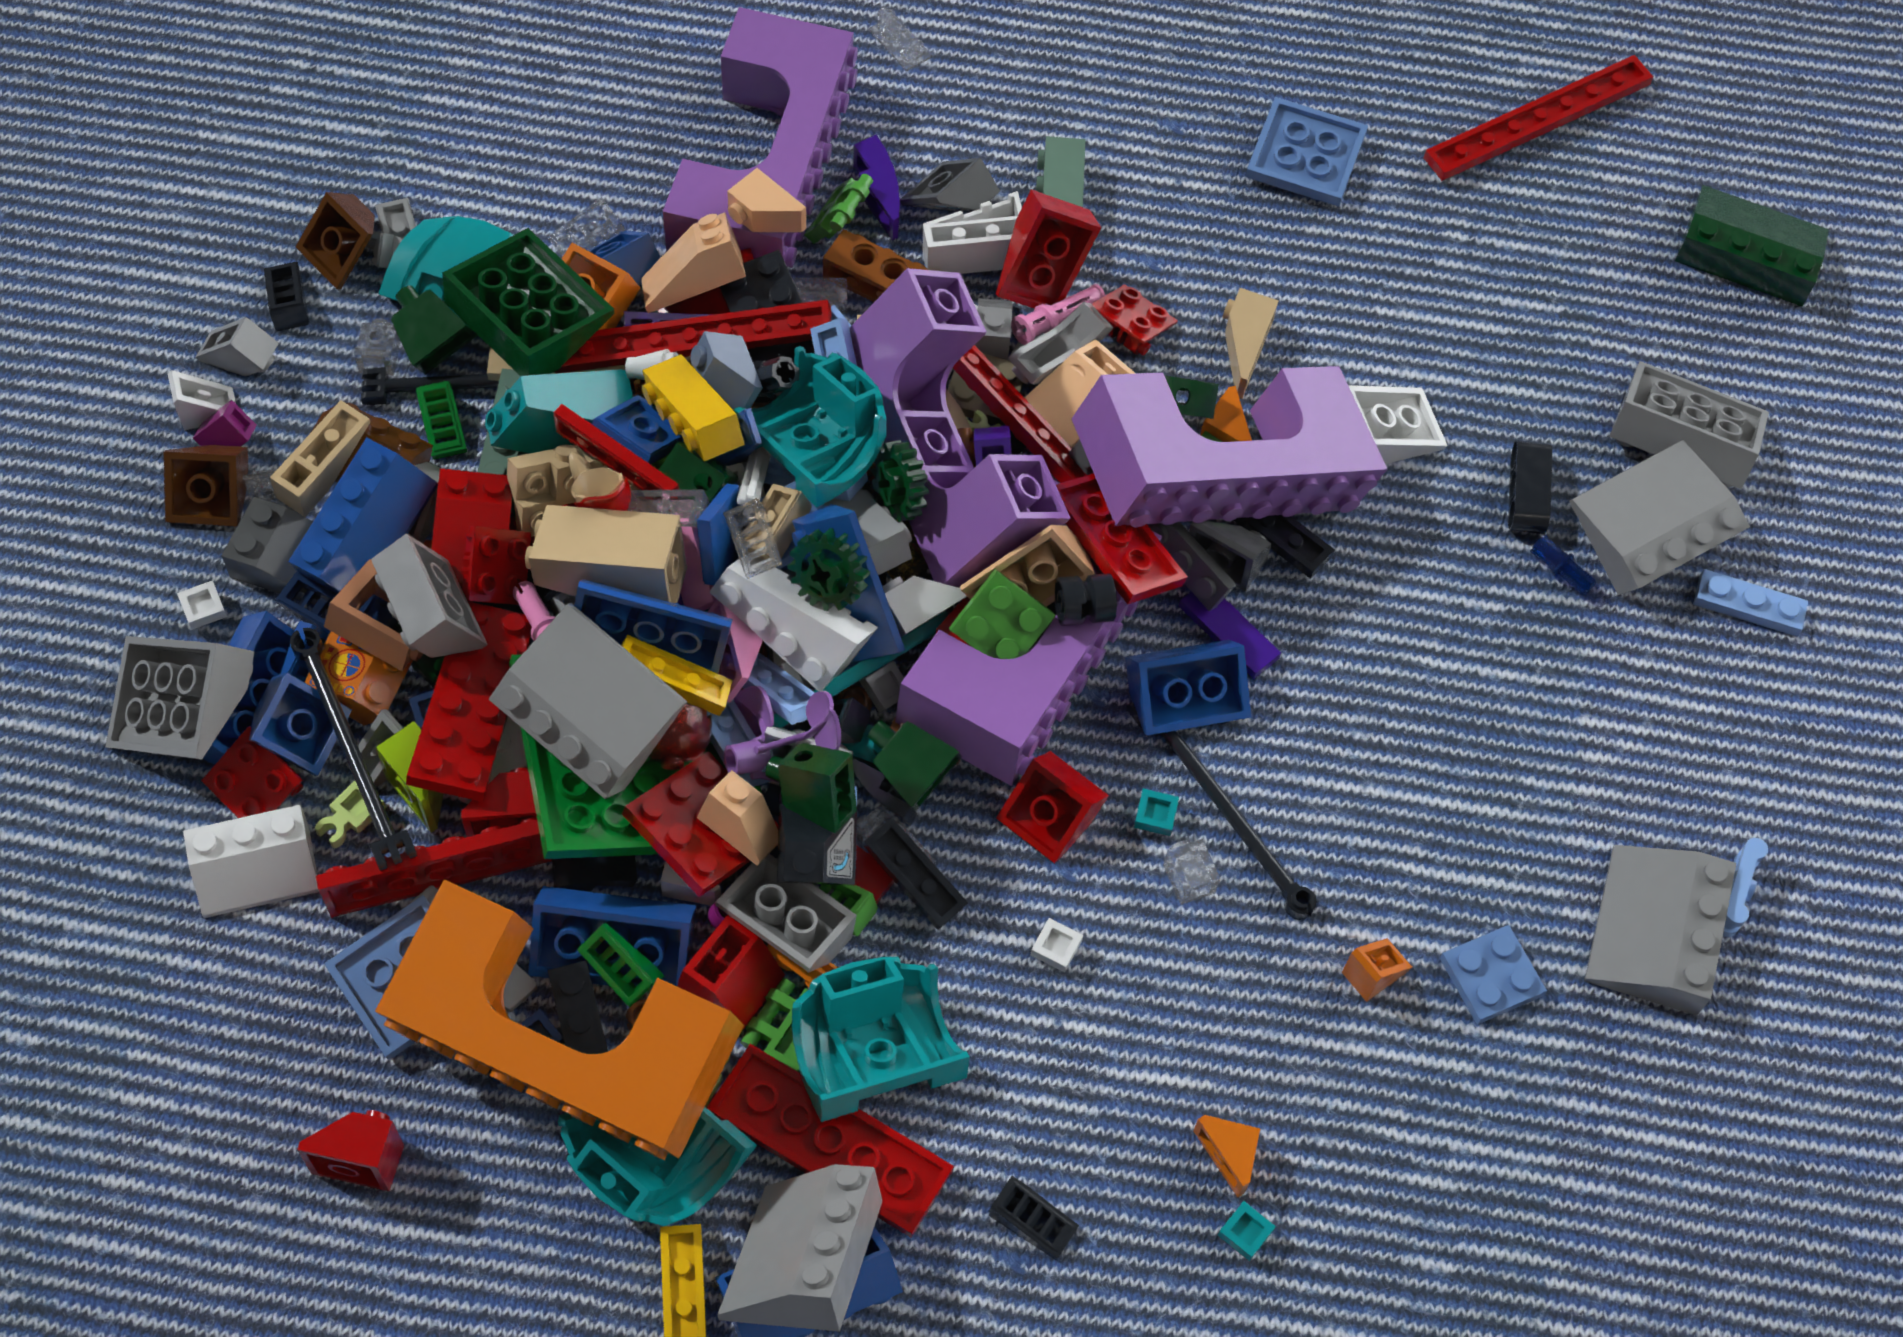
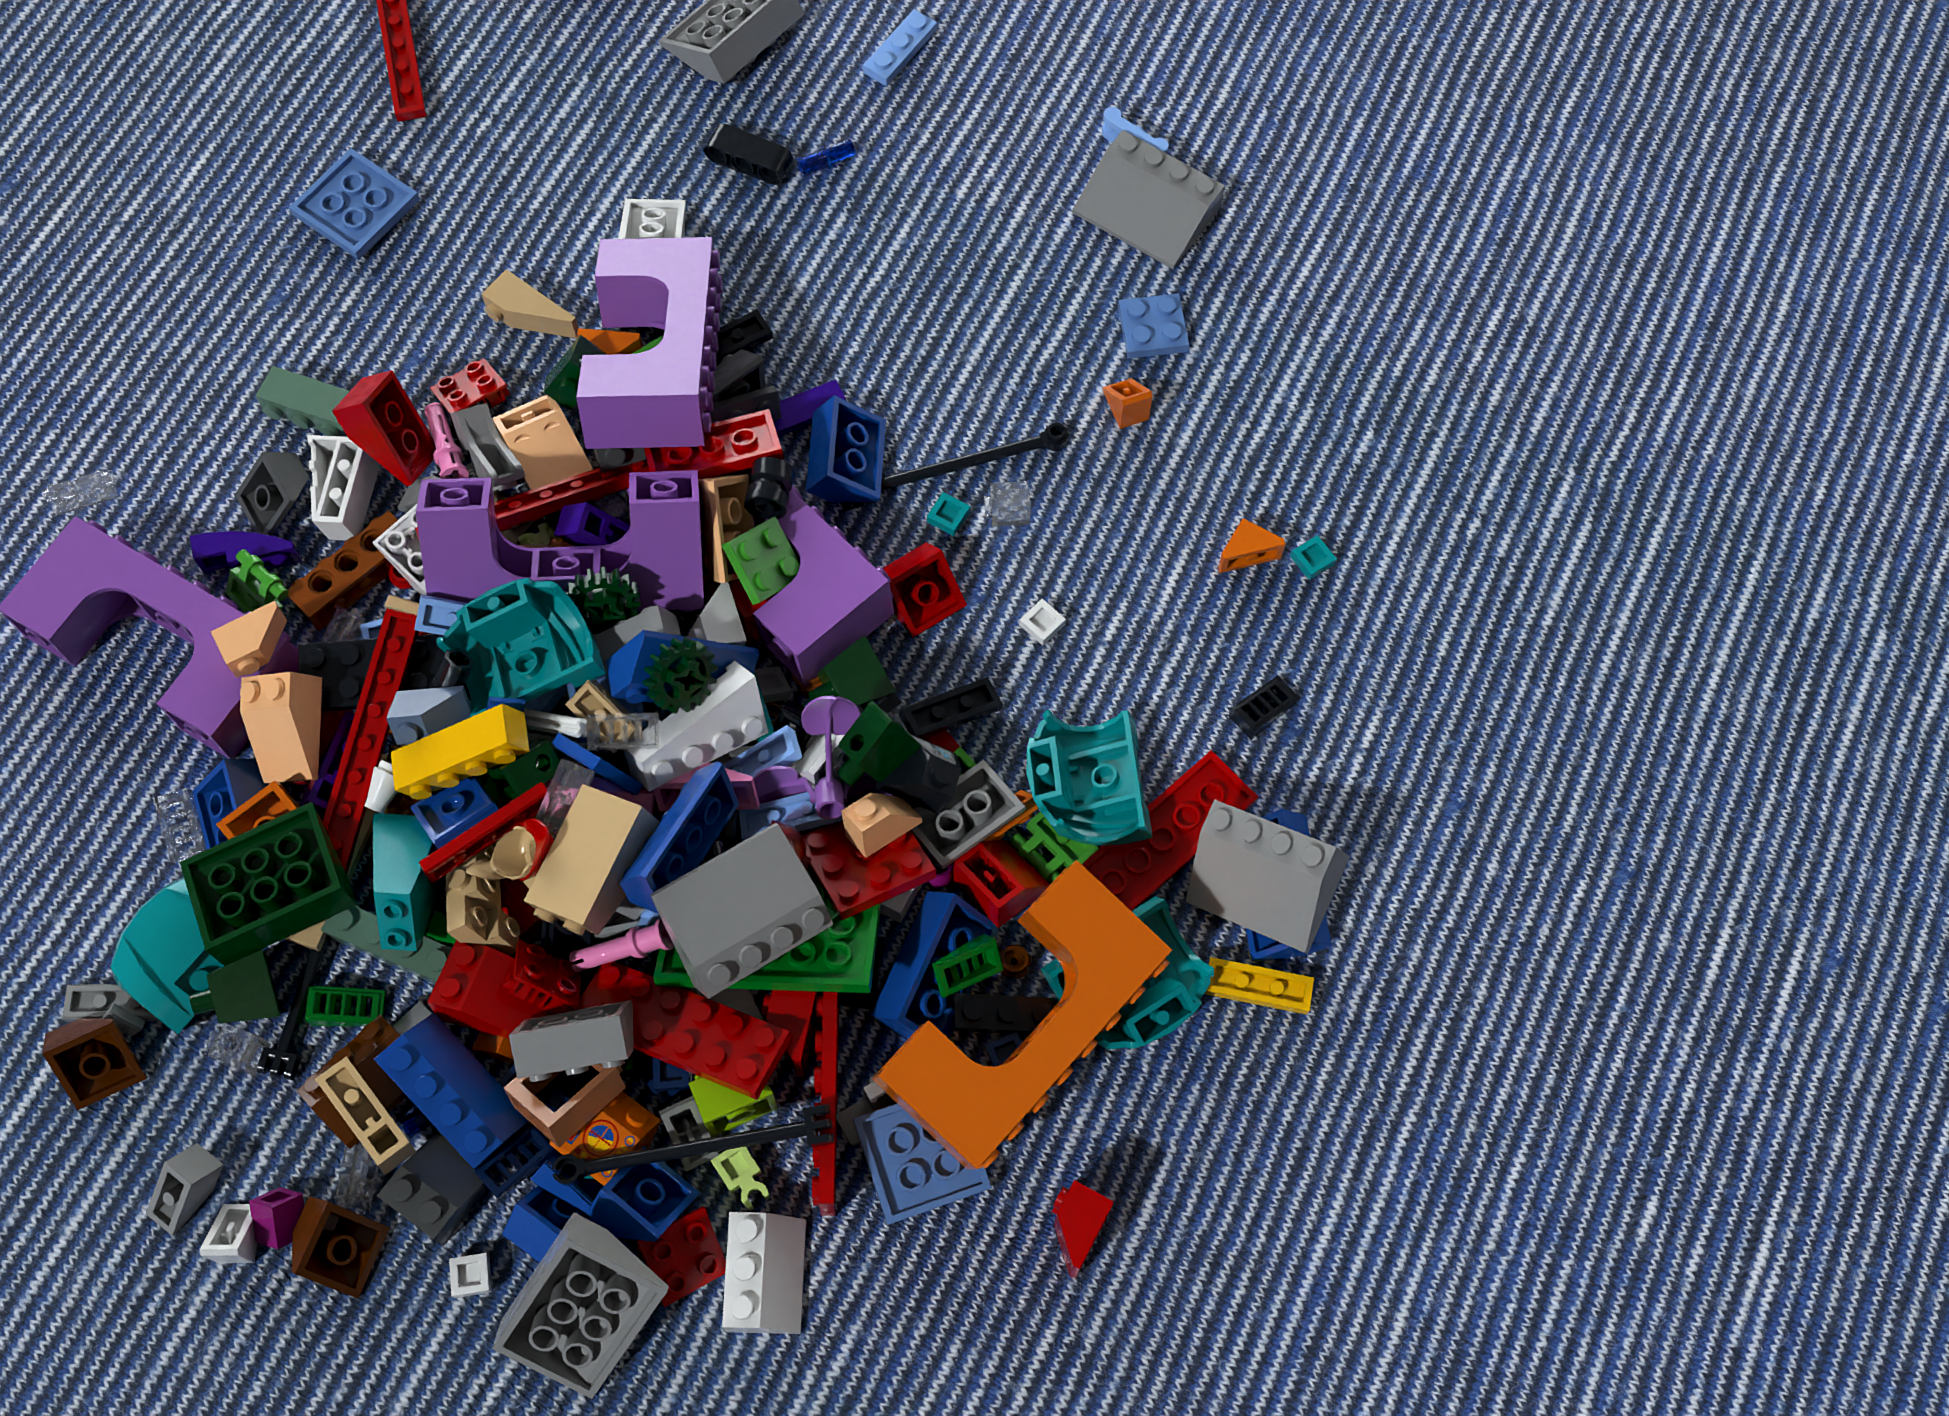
camera: 70 degrees left, 5 degrees up
(286, 298) = (157, 1133): black slope -> none
(692, 682) = (742, 822): yellow plate -> none
(1657, 516) = (814, 74): light grey slope -> none

